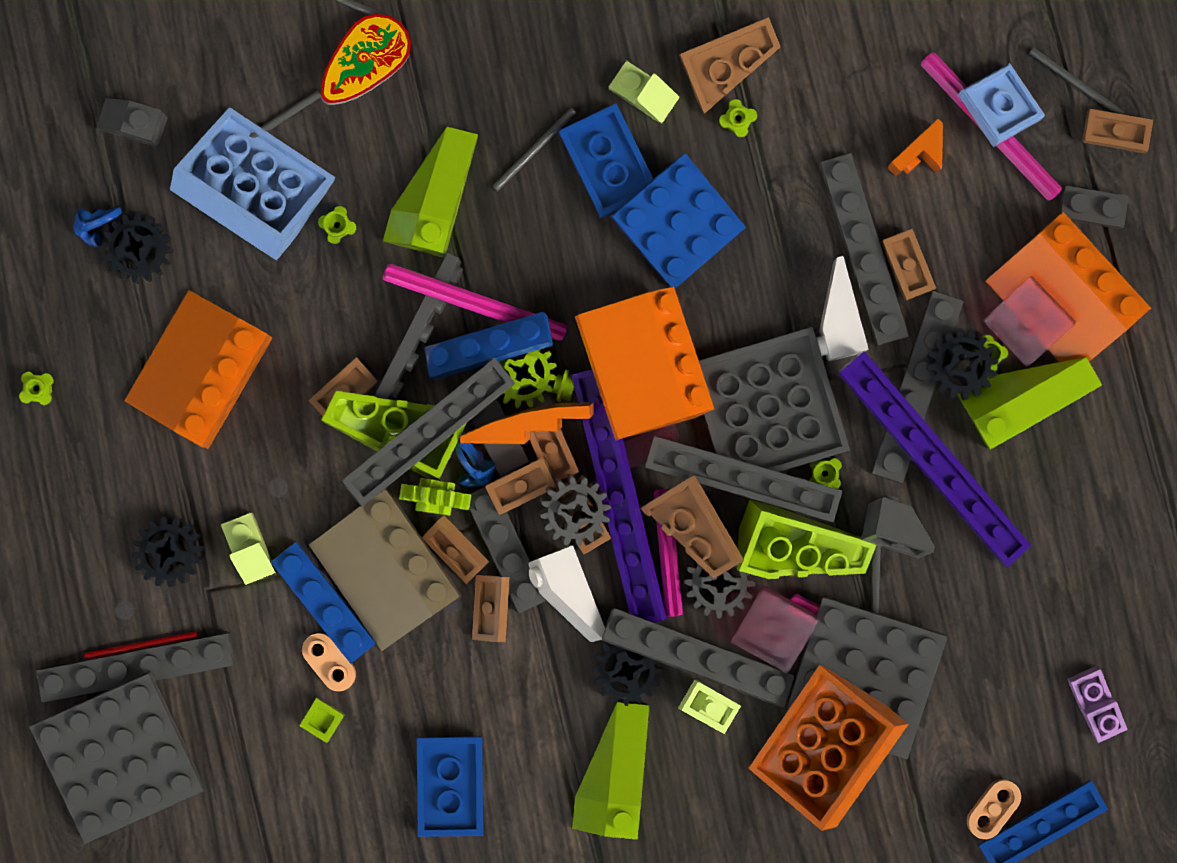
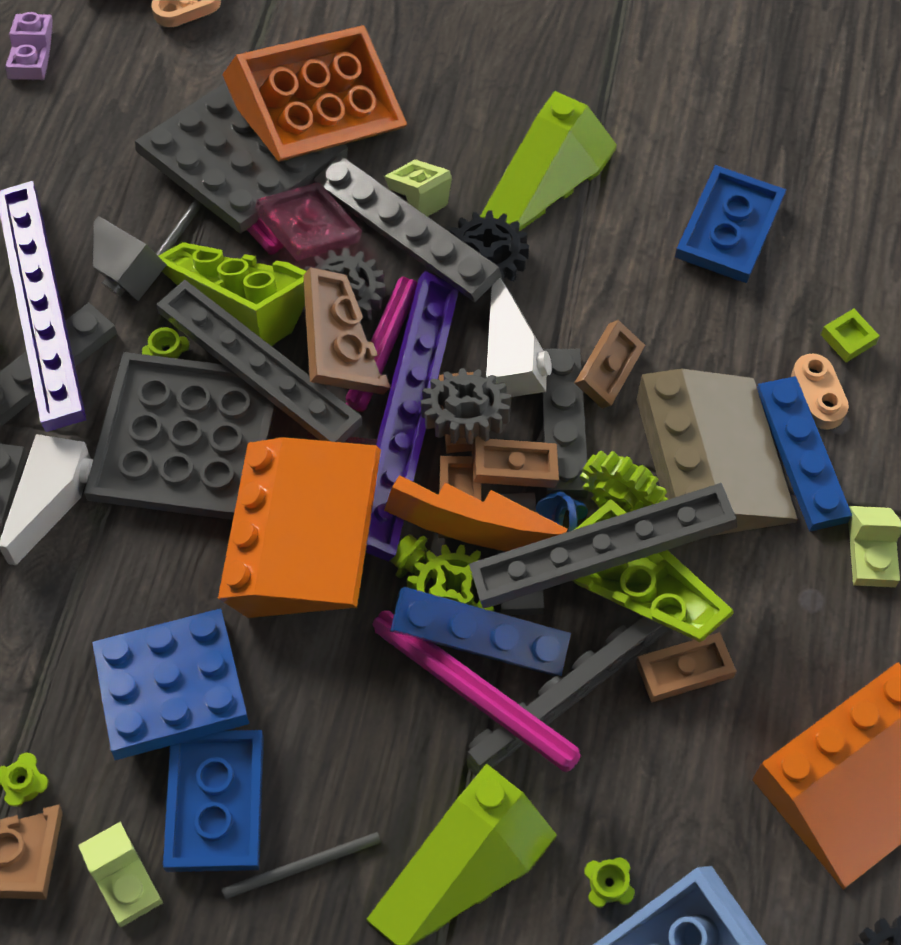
camera: 155 degrees left, 25 degrees down
(455, 549) = (622, 432): medium nougat plate -> none

